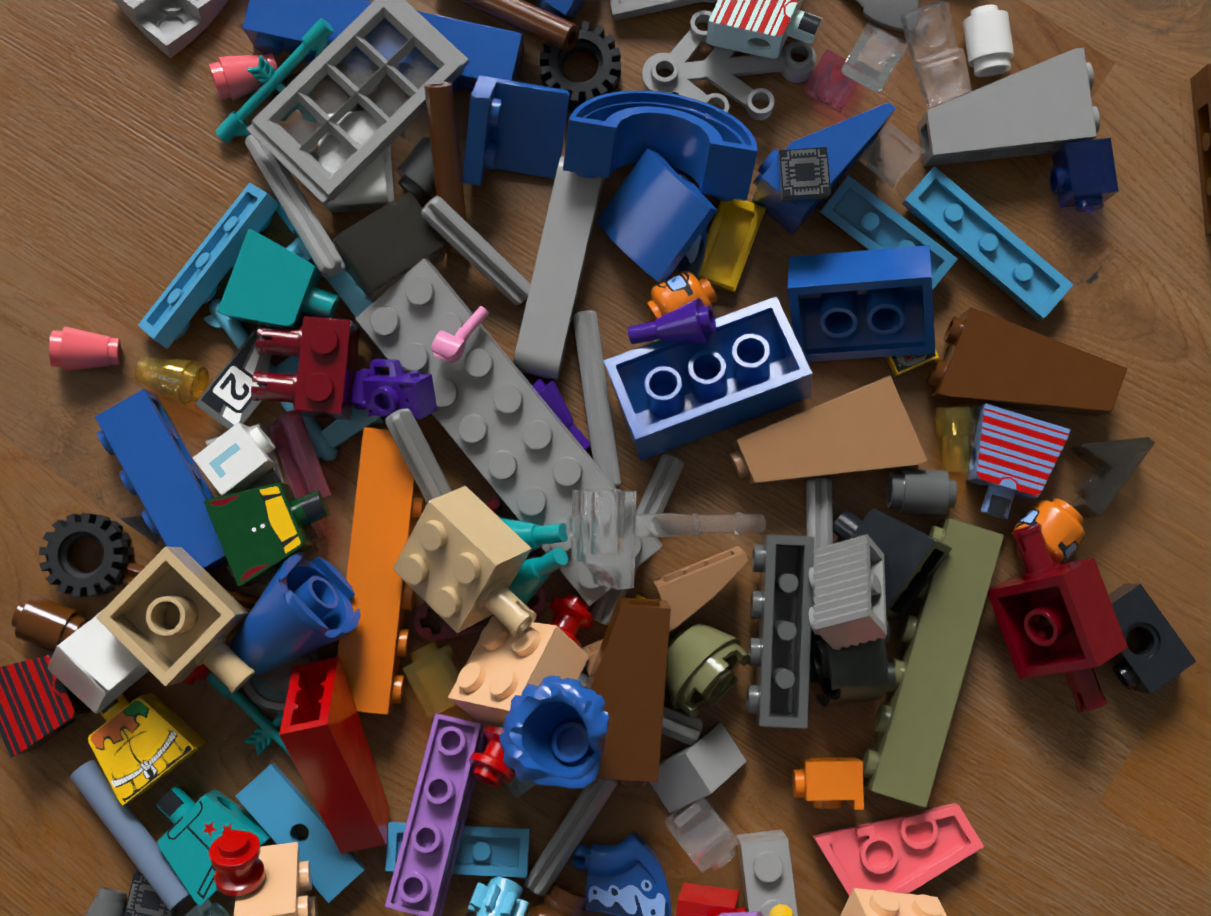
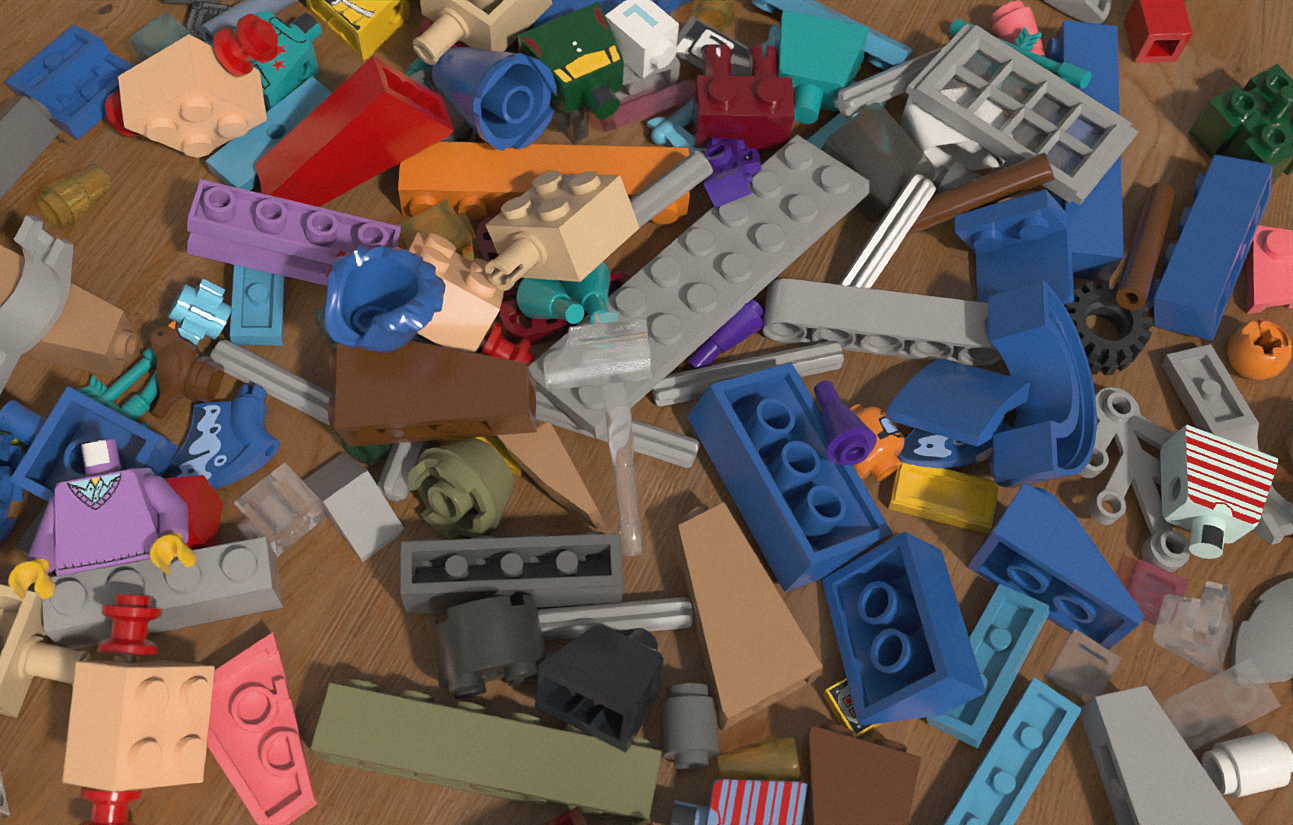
camera: 80 degrees right, 20 degrees down
(451, 347) = (782, 207): bright pink hand -> none
(804, 174) = (1038, 521): tile -> none
(829, 781) = (339, 645): orange brick -> none
(848, 592) = (561, 614): light grey brick -> none

